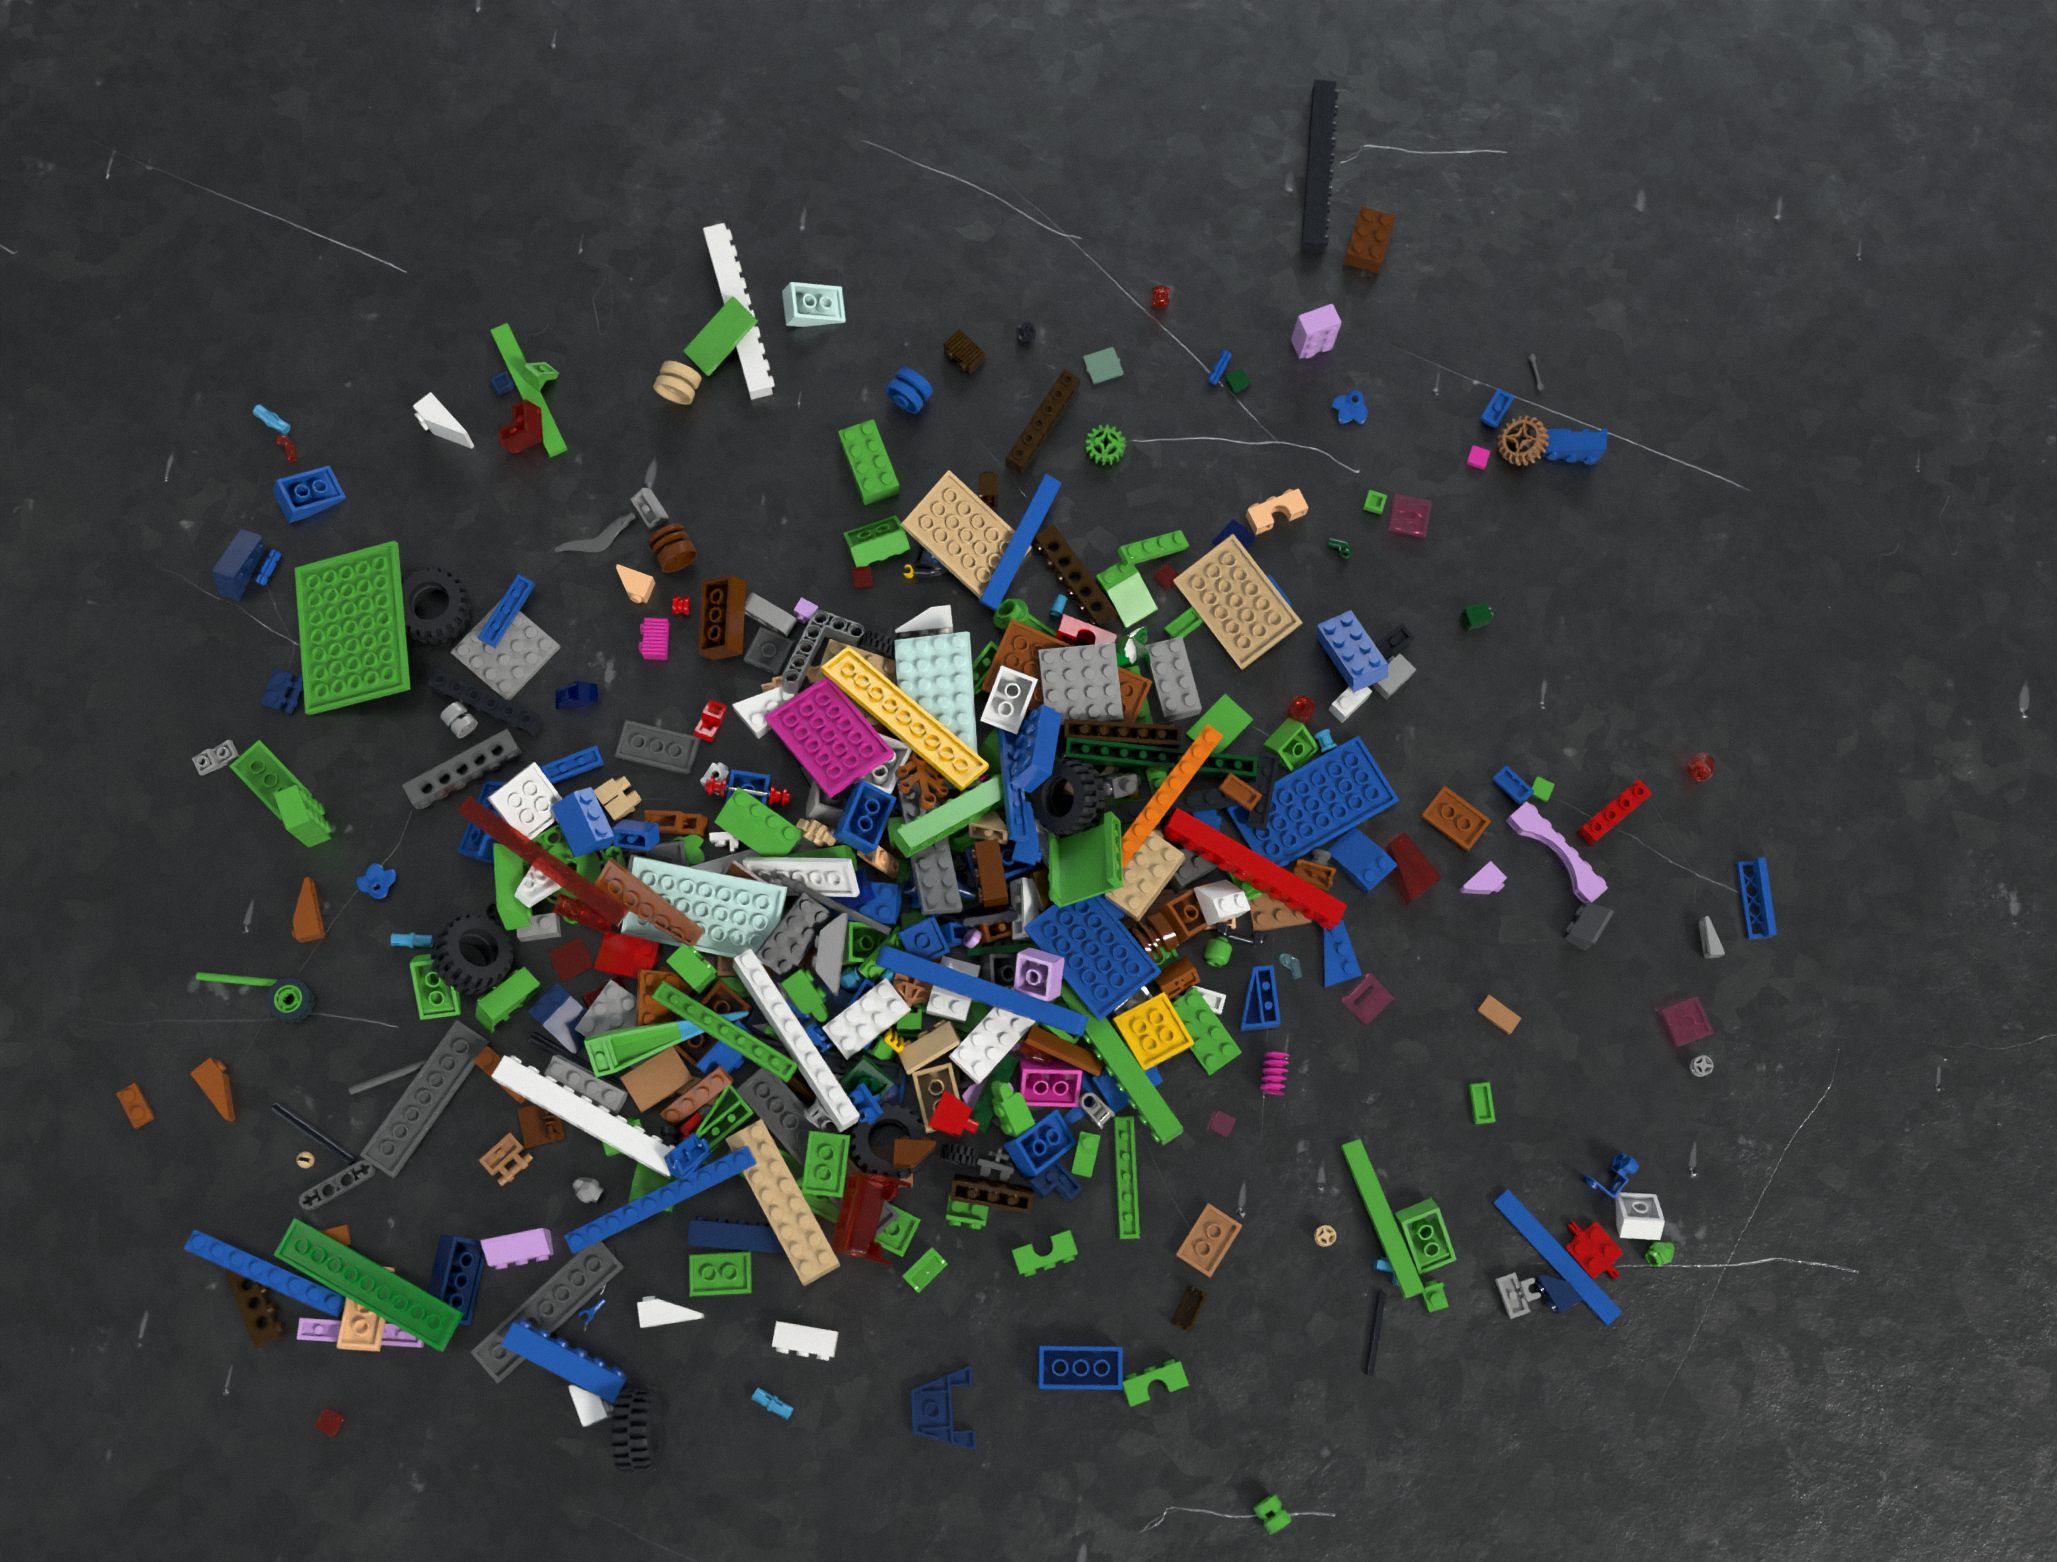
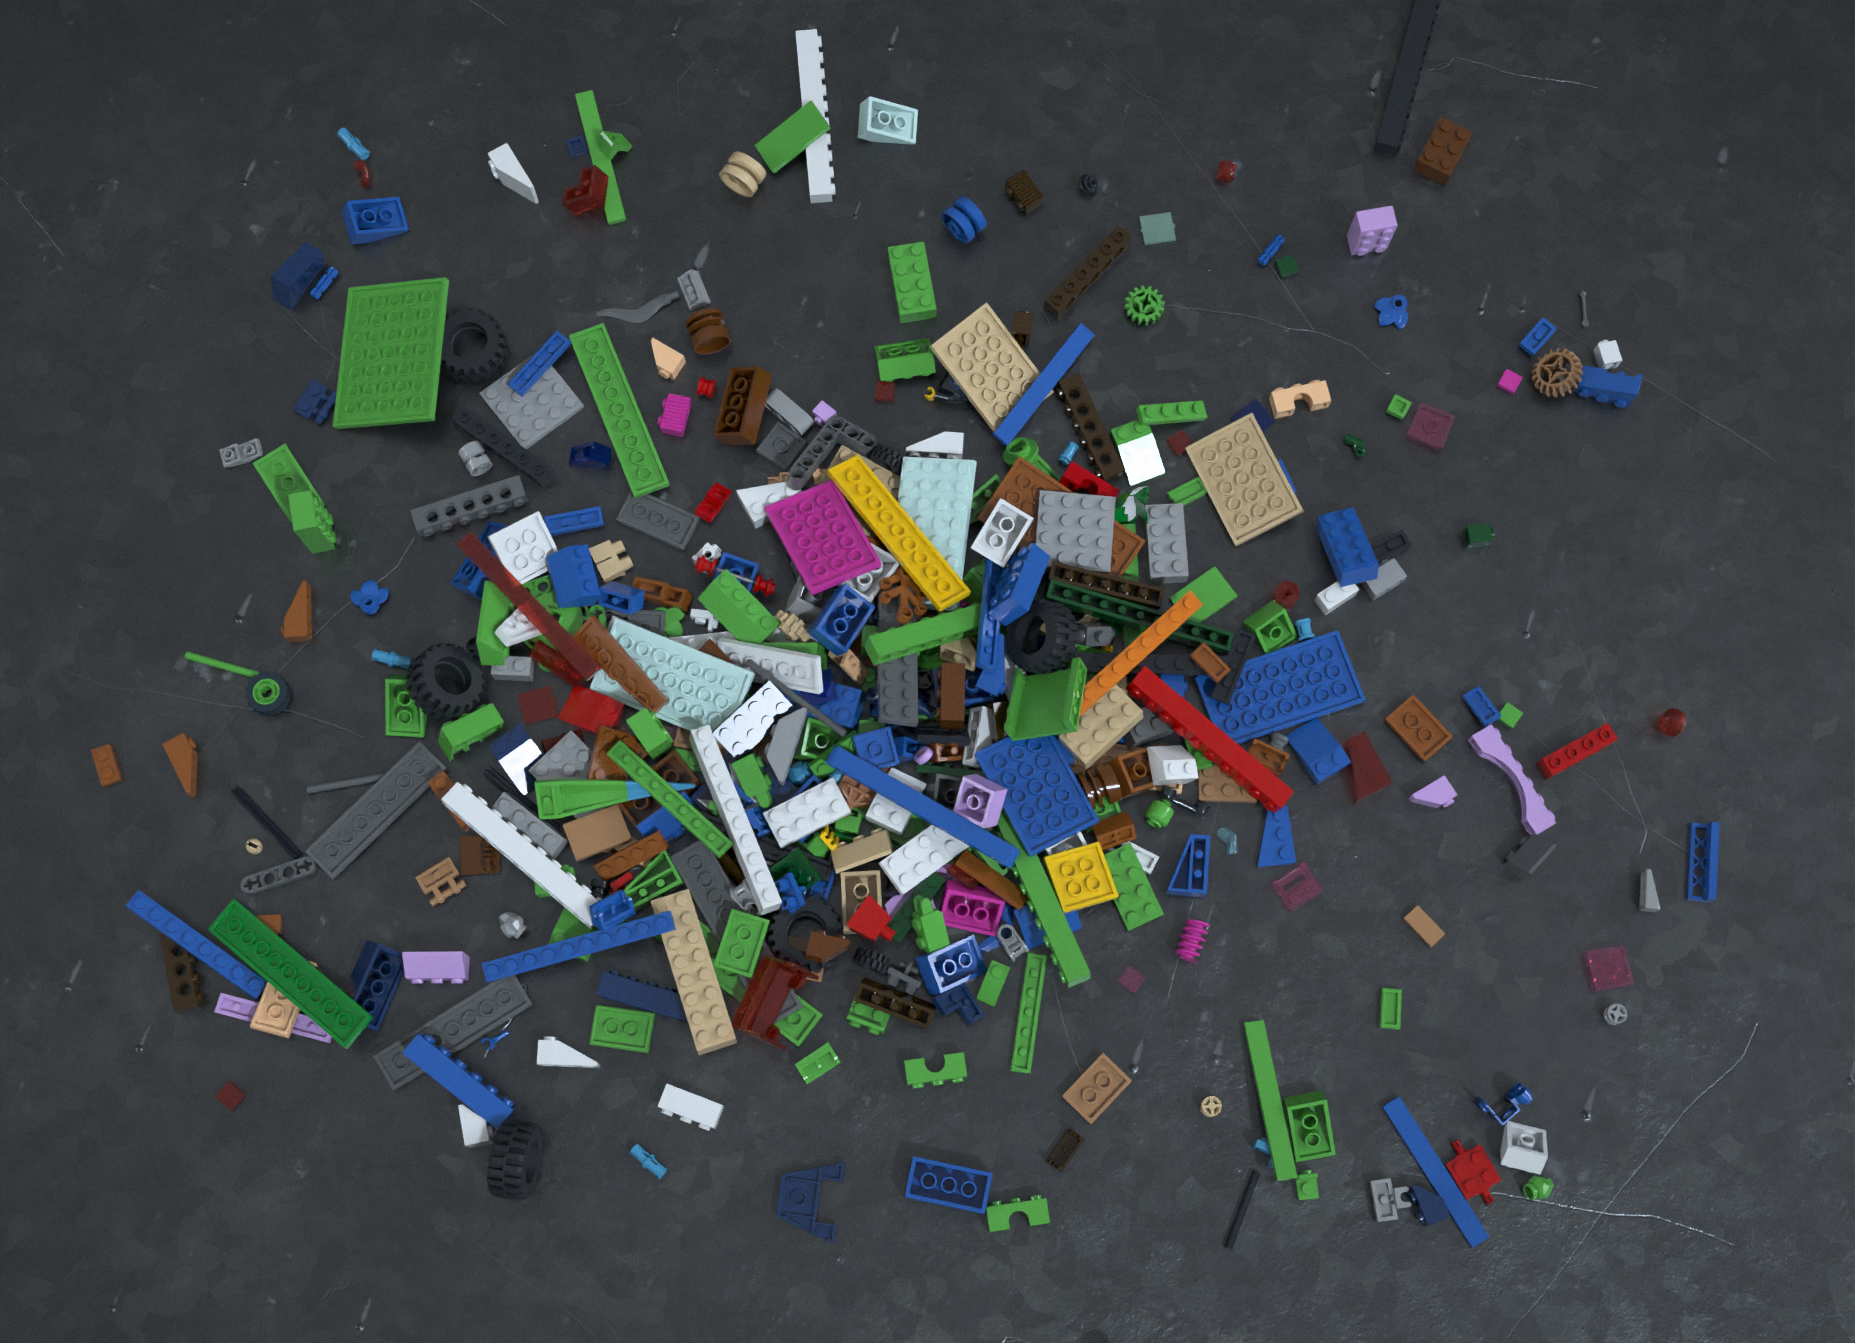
camera: 15 degrees right, 0 degrees up
(597, 644) = (619, 410): none -> bright green plate
(1568, 414) = (1607, 354): none -> white brick

